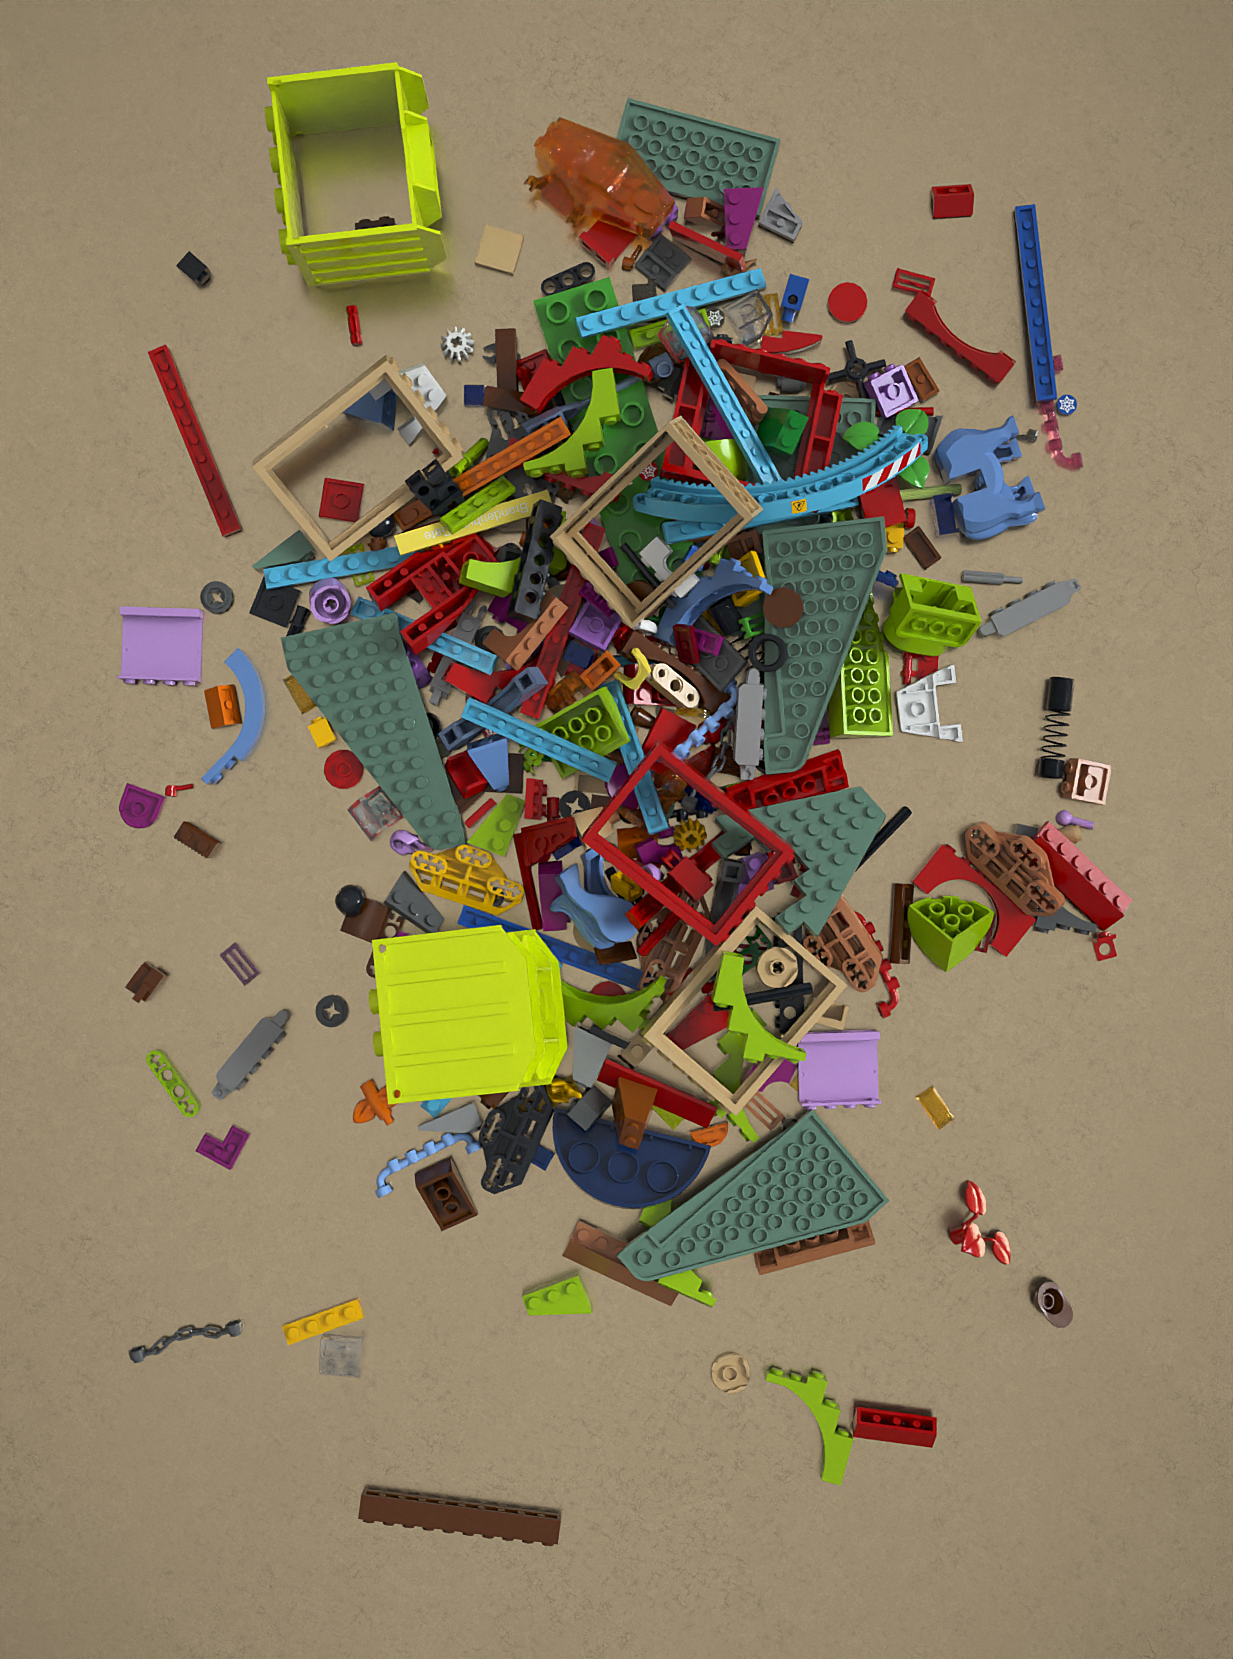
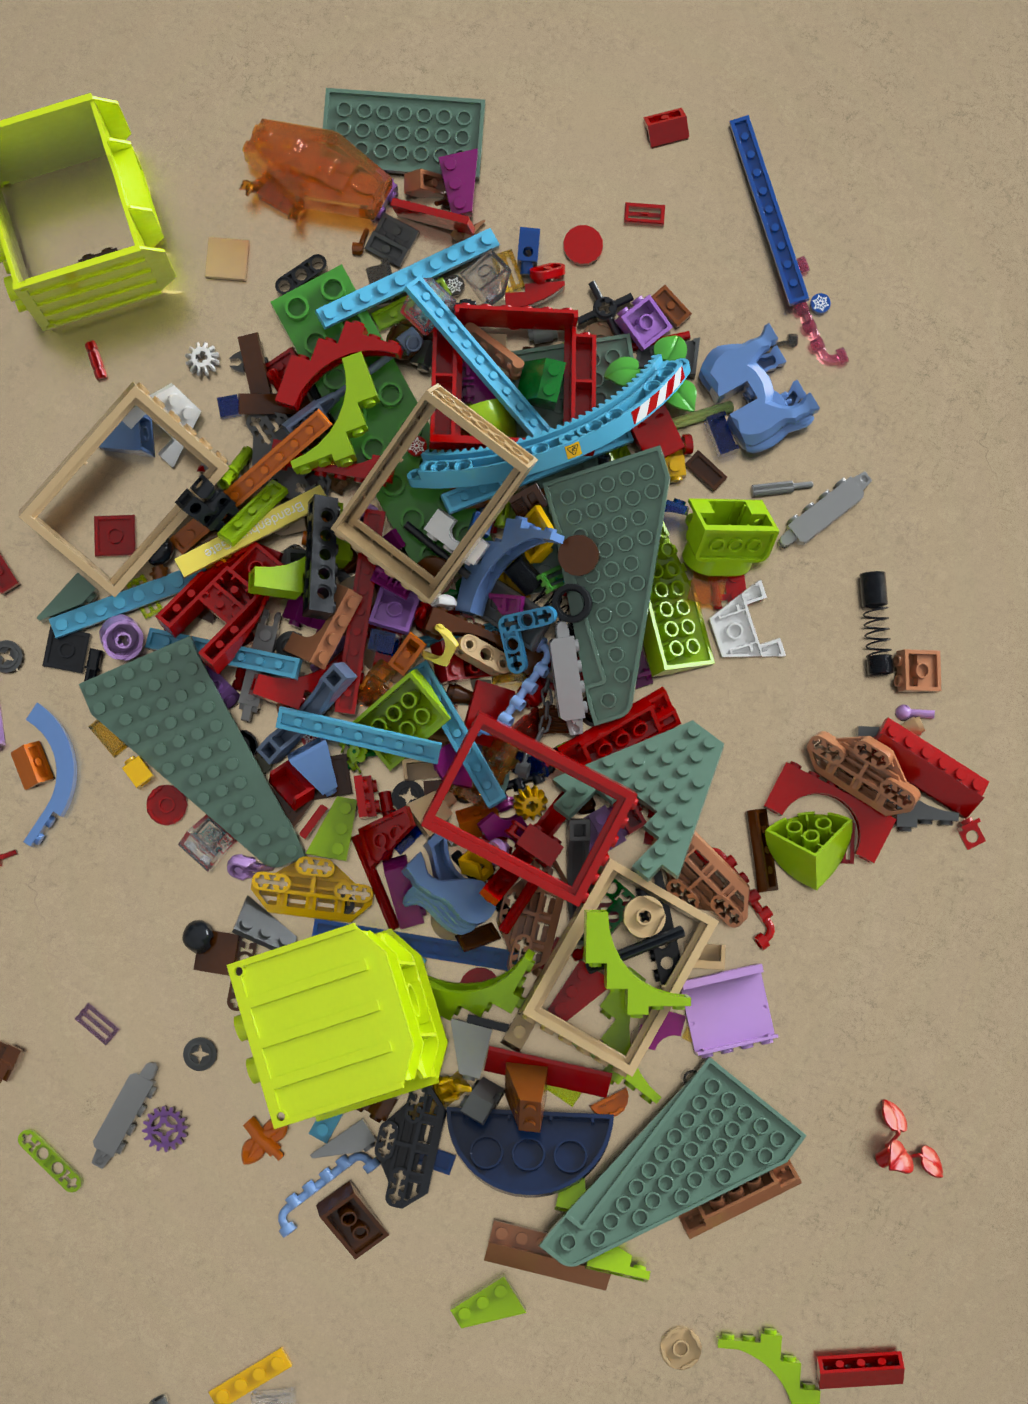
camera: 15 degrees left, 5 degrees down
(197, 840) = (30, 905): reddish brown brick -> none
(224, 1152) = (115, 1222): magenta tile -> none
(284, 1084) = (165, 1138): none -> medium lavender gear
(606, 241) = (332, 230): red panel -> none
(686, 643) = (487, 609): dark red plate -> none
(707, 670) = (515, 633): none -> dark azure beam
(775, 1121) = (675, 1077): nougat tile -> none
(780, 217) = (500, 175): light grey wing -> none
(807, 322) = (547, 271): none -> red plate
(886, 832) = (727, 762): black axle -> none
(900, 663) = (707, 589): none -> clear orange piece
(935, 1107) = (835, 1031): clear yellow tile -> none
(993, 364) = (660, 238): red arch -> none
(1053, 1304) = (996, 1209): reddish brown piece -> none

